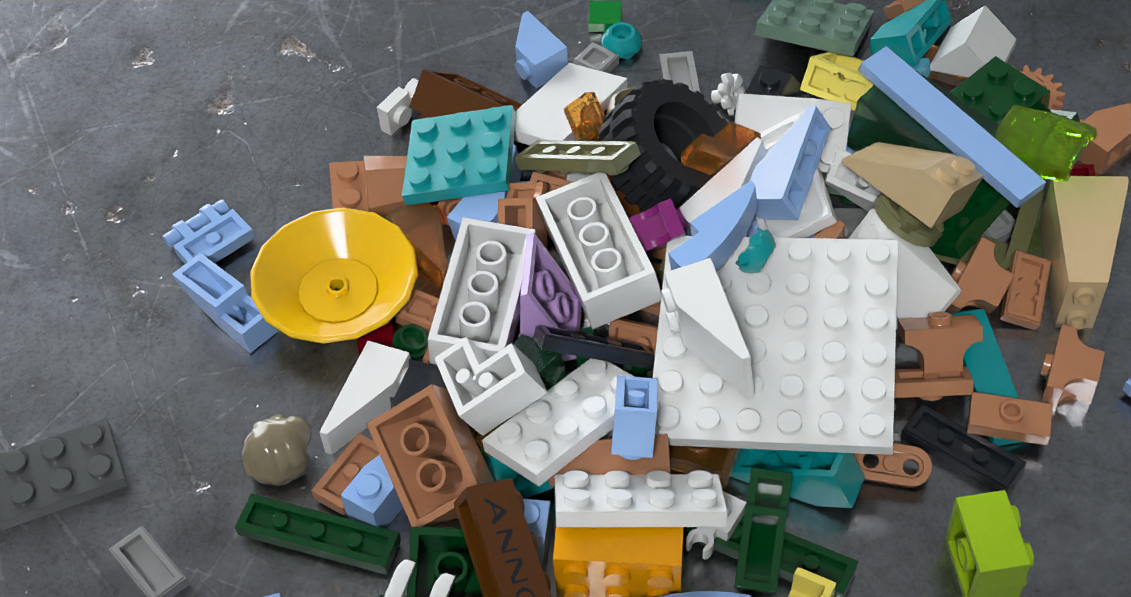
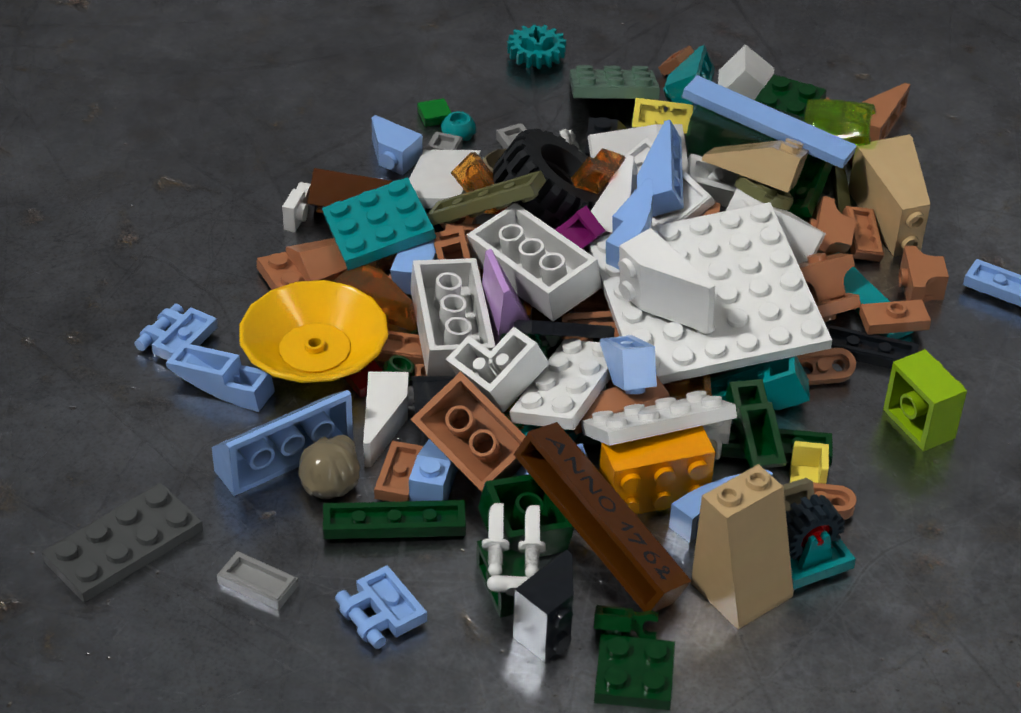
camera: 25 degrees left, 10 degrees down
(234, 405) = (278, 444): none -> light blue slope
(757, 252) = (672, 226): teal plate -> none

